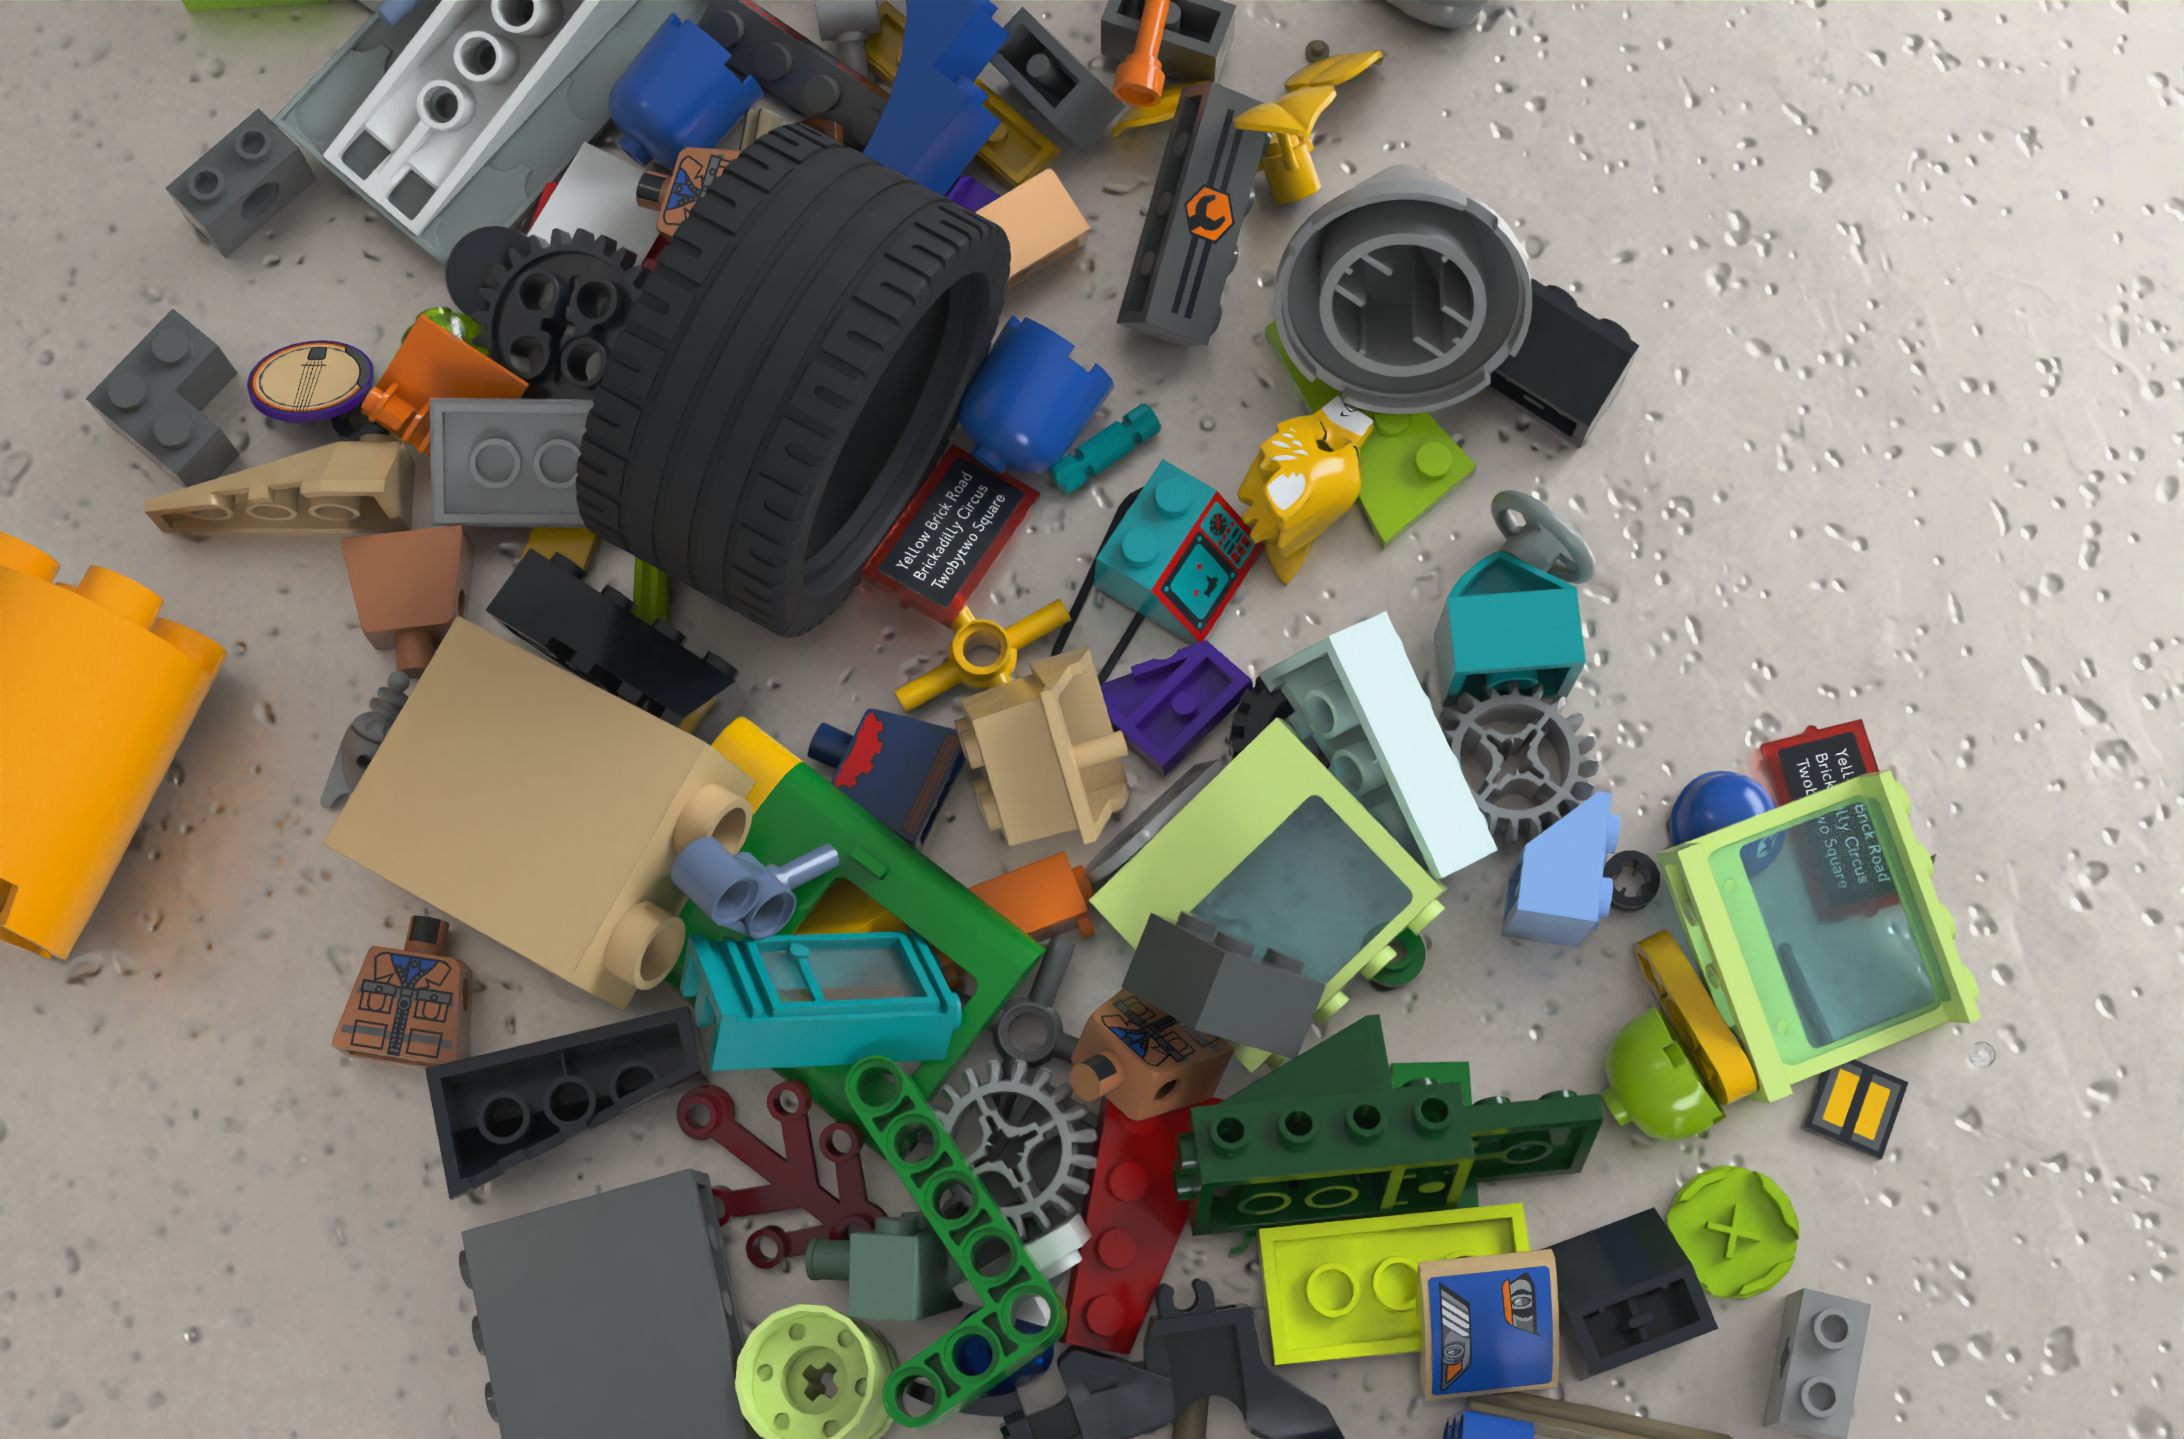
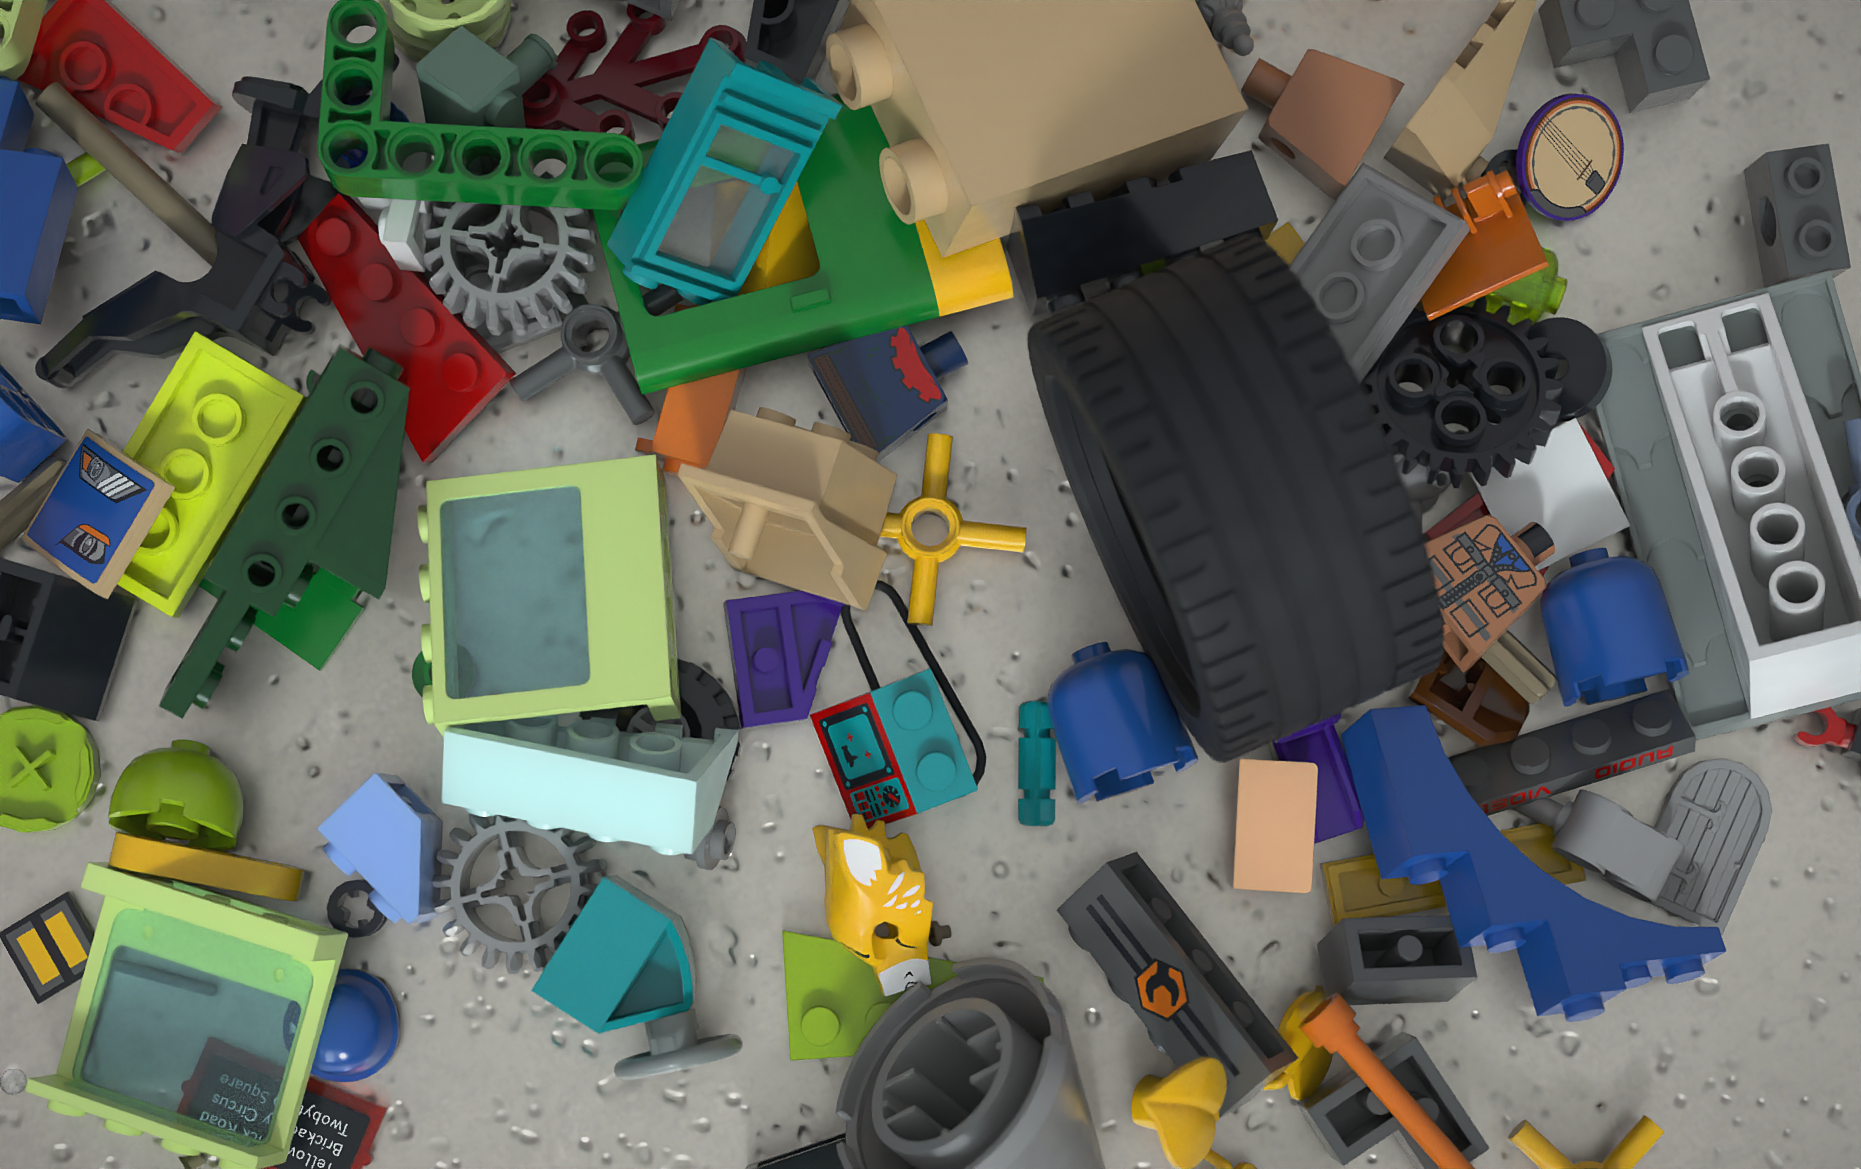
camera: 120 degrees right, 10 degrees up
(740, 890) = (845, 173): sand blue beam -> none
(950, 537) = (1049, 574): piece -> none
(1145, 1059) = (501, 408): nougat torso -> none
(1152, 820) = (687, 563): light grey window -> none
(1222, 985) = (486, 484): dark grey brick -> none

